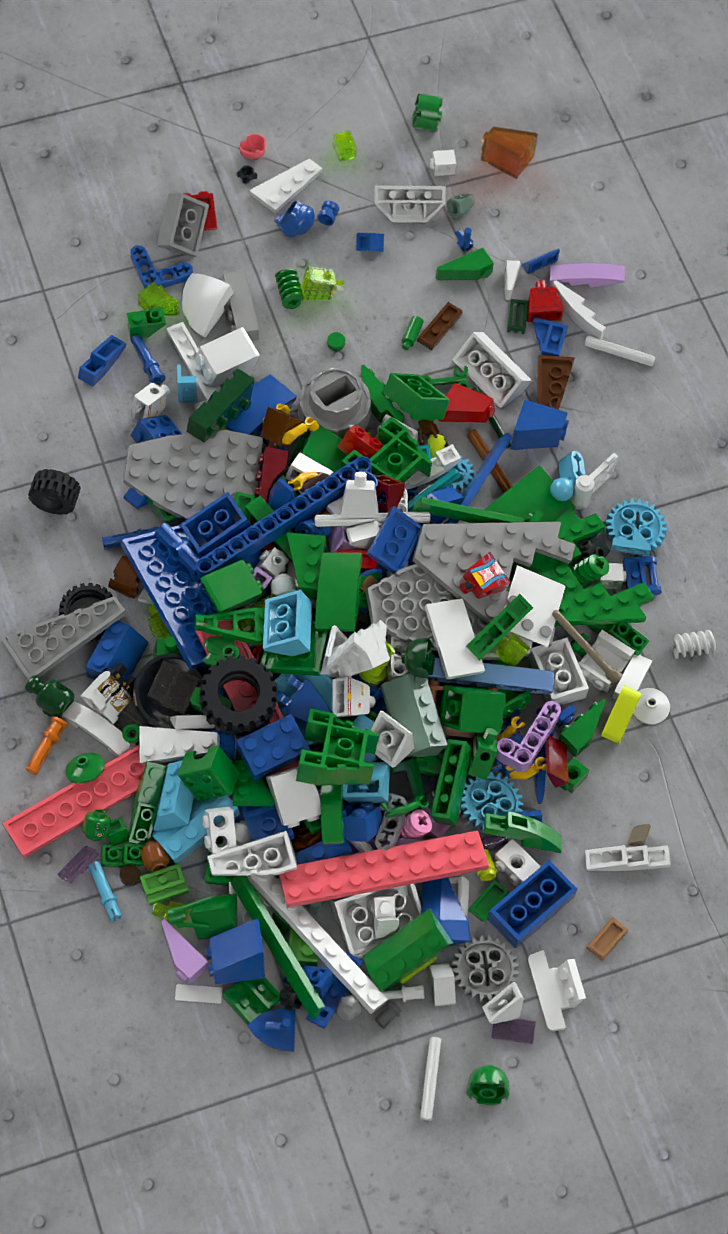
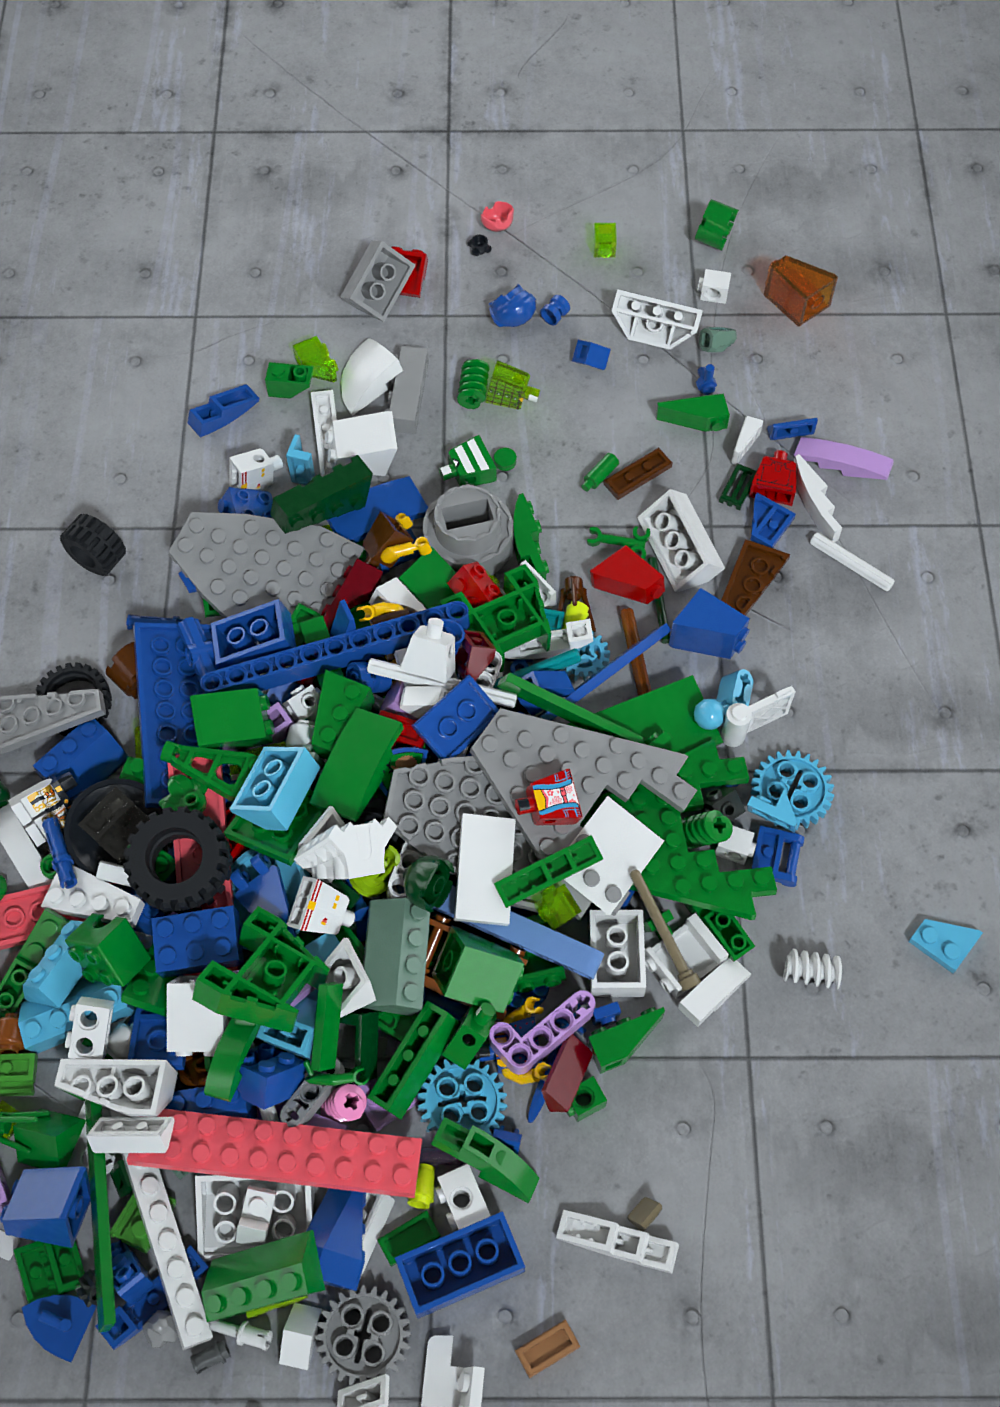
camera: 25 degrees right, 0 degrees up
(143, 725) = (62, 861): none -> blue pin
(150, 366) = (274, 431): blue pin -> none
(157, 276) = (328, 331): blue beam -> none
(283, 886) = (131, 1134): none -> white slope
(284, 187) = (506, 272): white wing -> none
(313, 352) = (470, 464): none -> green torso
(390, 773) = (326, 1026): none -> green tile
(416, 396) = (569, 548): green brick -> none
(621, 714) = (678, 1036): neon yellow beam -> none
(652, 713) = (727, 1047): white dish -> none

